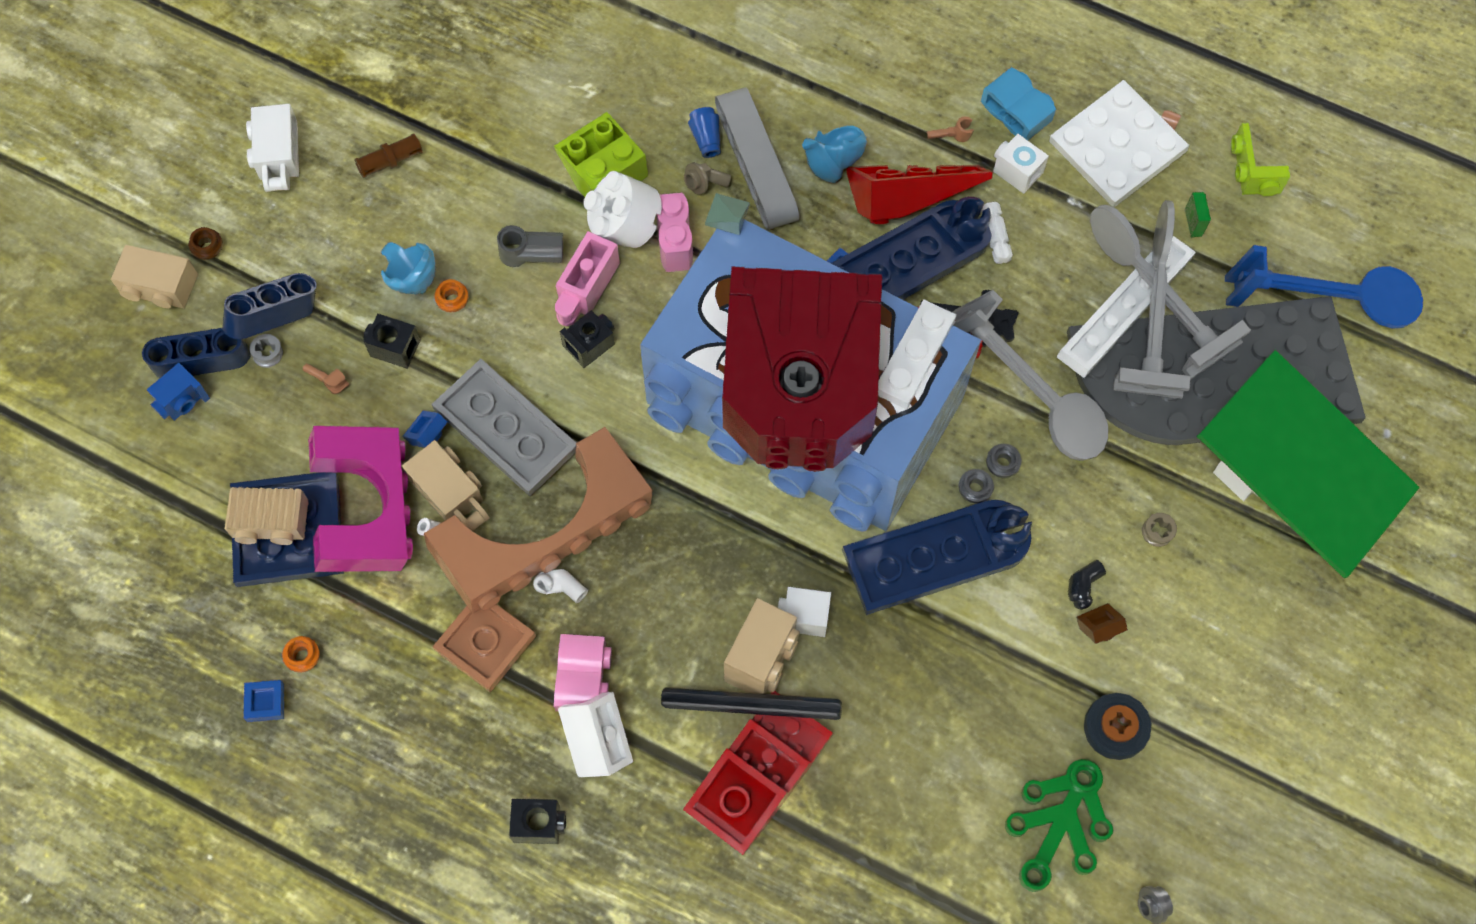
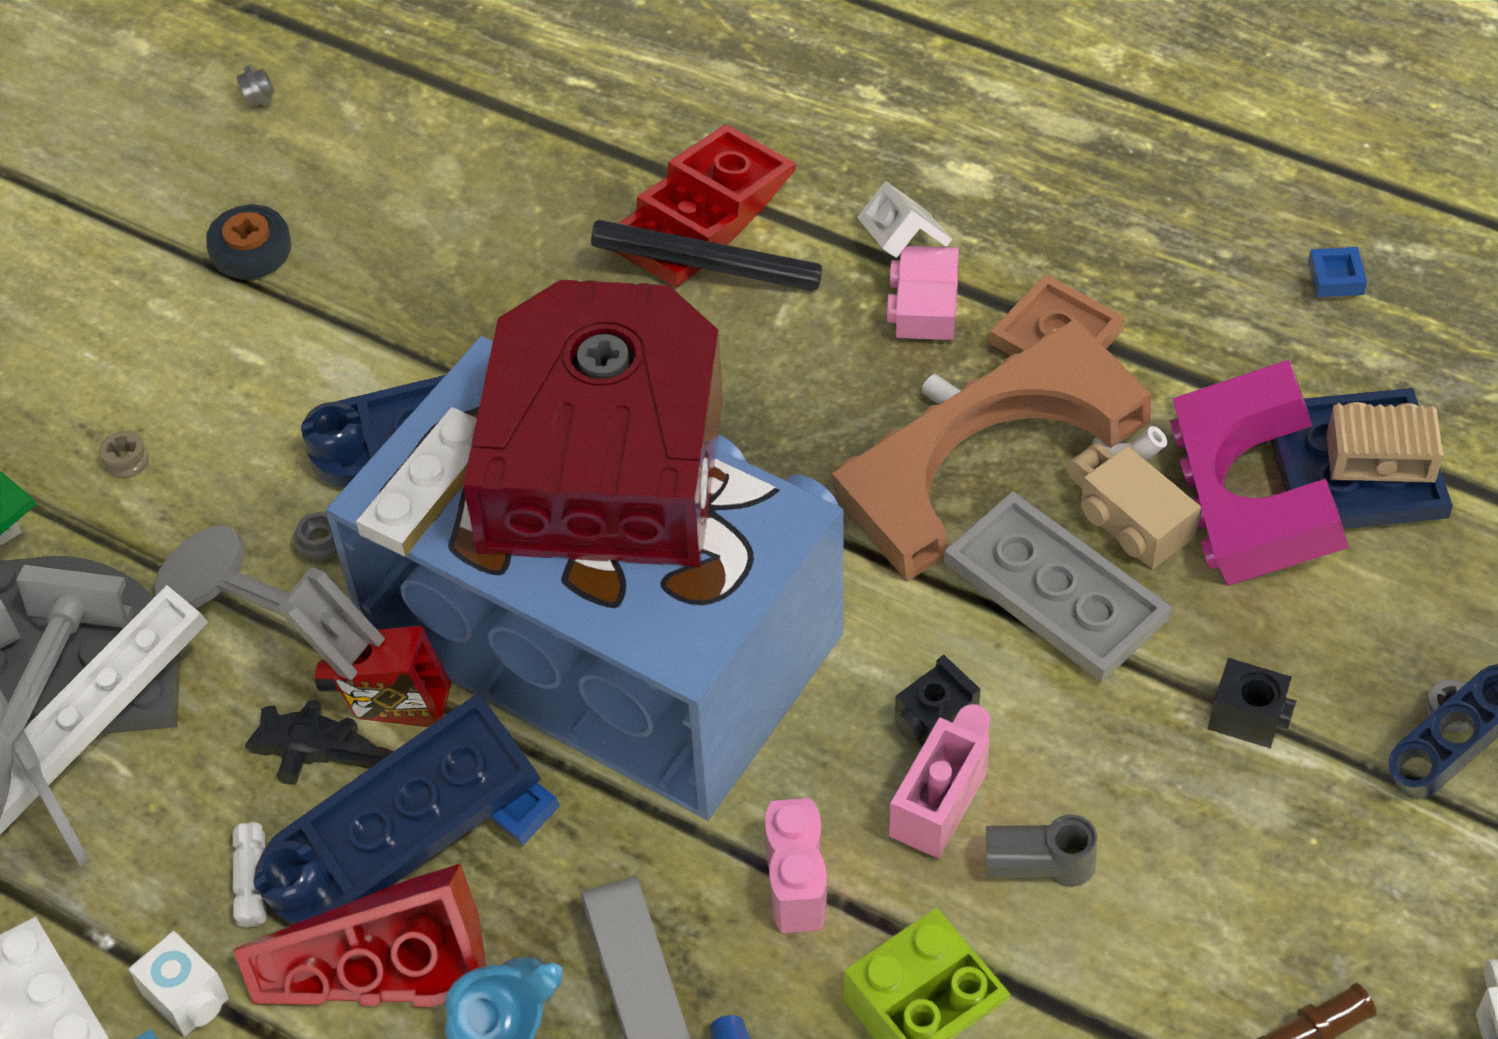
camera: 175 degrees left, 15 degrees down
(293, 647) = (1302, 322): orange plate -> none
(334, 381) = (1336, 653): nougat hand -> none
(409, 269) = (1239, 788): dark azure hair -> none
(425, 429) = (1177, 577): blue plate -> none
(449, 288) = (1169, 770): orange plate -> none
(524, 809) = (973, 155): black brick -> none
(623, 210) = (883, 874): white brick -> none
(698, 176) = (749, 970): dark tan plate -> none
(727, 213) = (697, 685): sand green slope -> none
(760, 648) = (702, 270): tan brick -> none
(1063, 819) = (309, 195): green plant -> none
(1080, 584) = (250, 391): black arm -> none
(1102, 623) = (236, 339): reddish brown plate -> none

